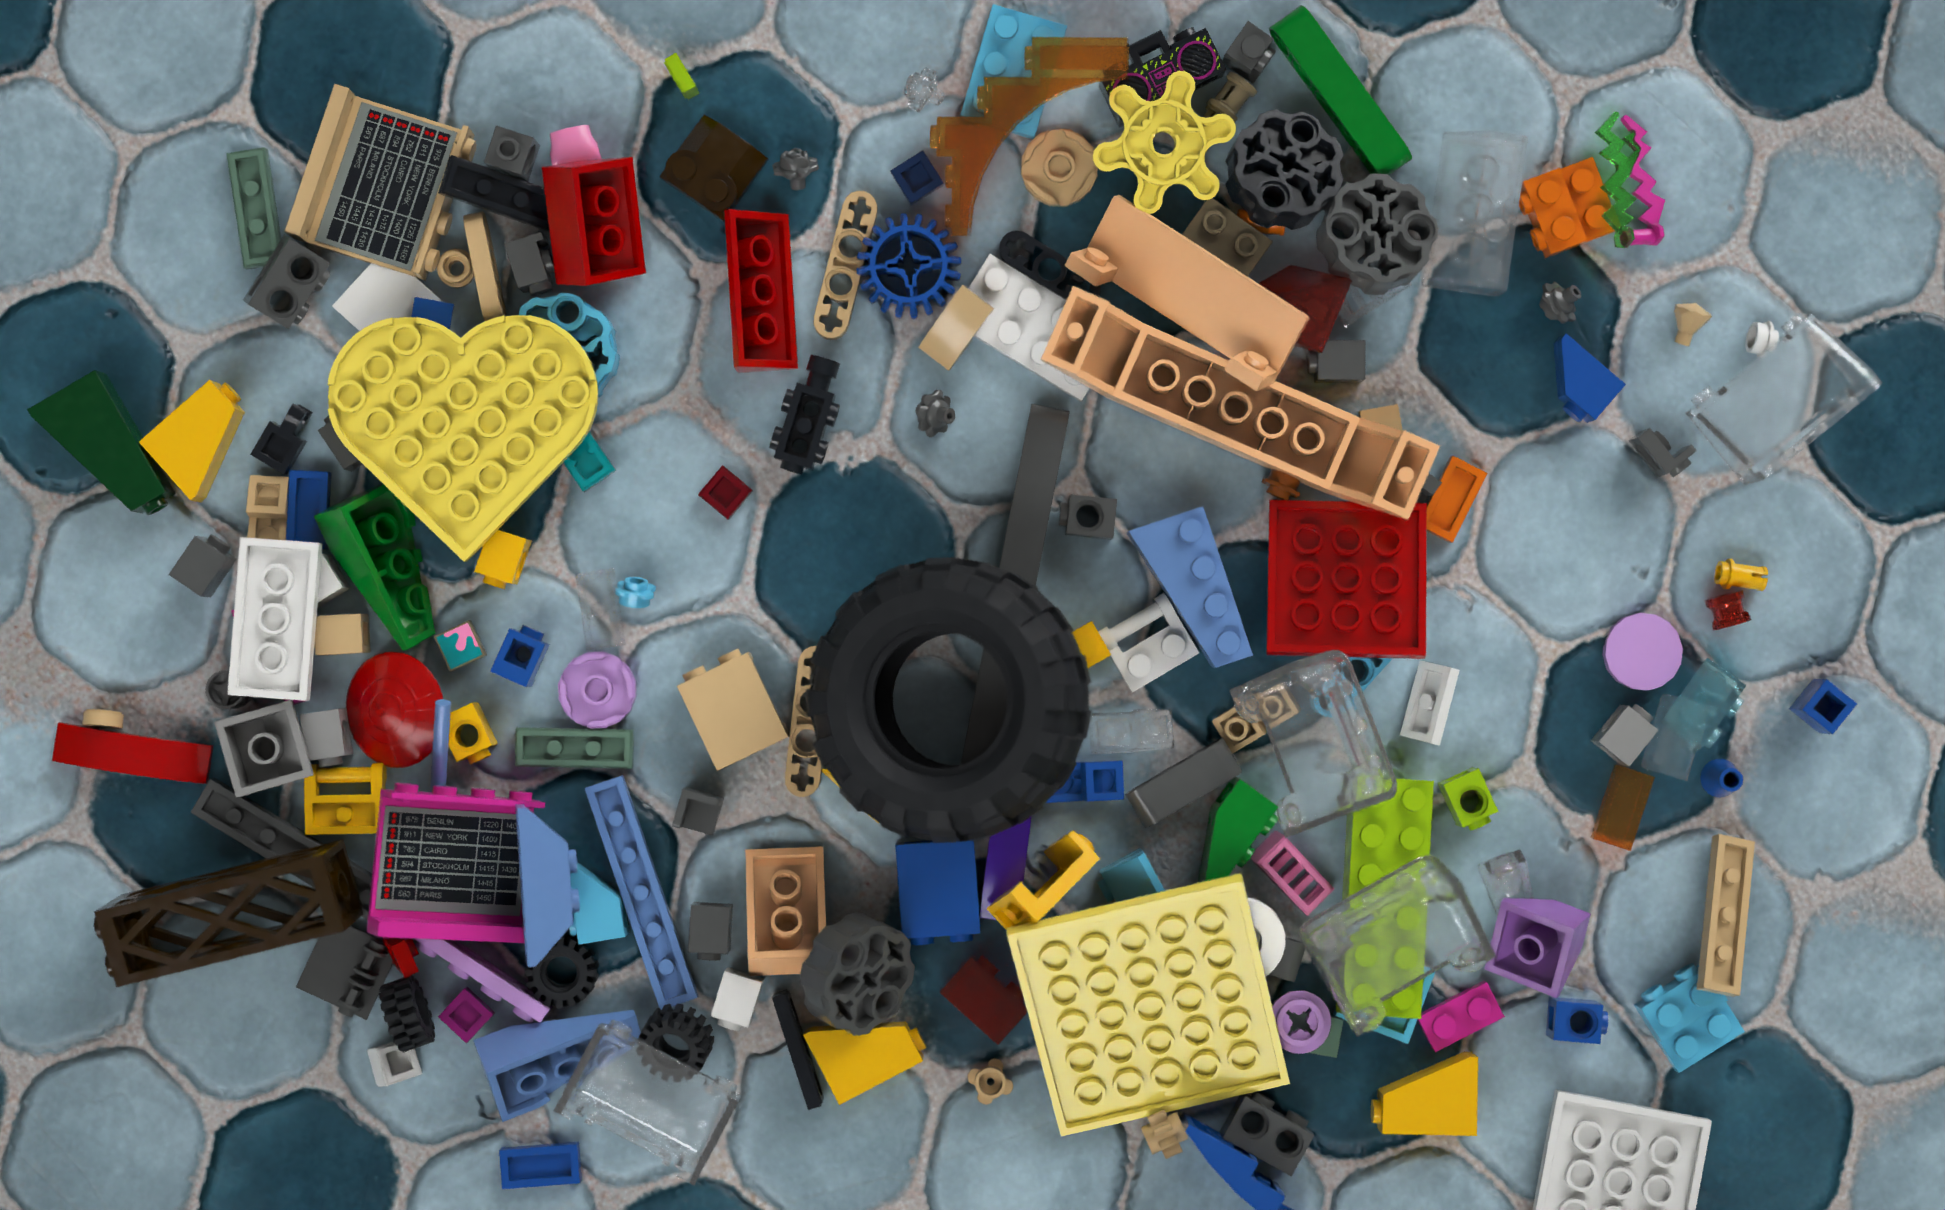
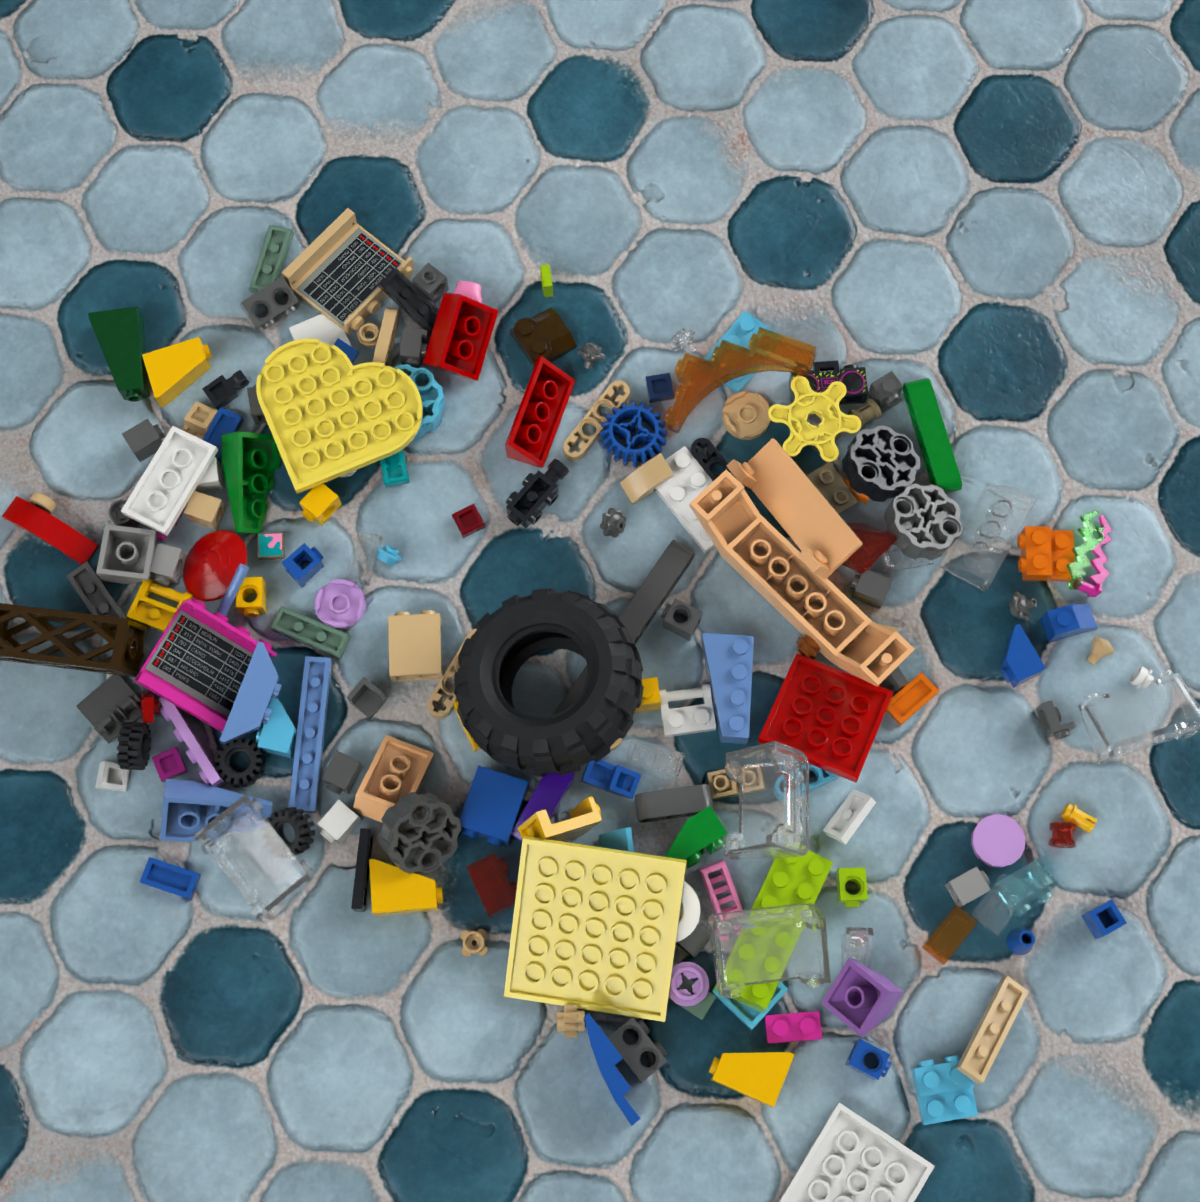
camera: 25 degrees right, 15 degrees down
(1632, 298) = (1067, 621): none -> blue slope

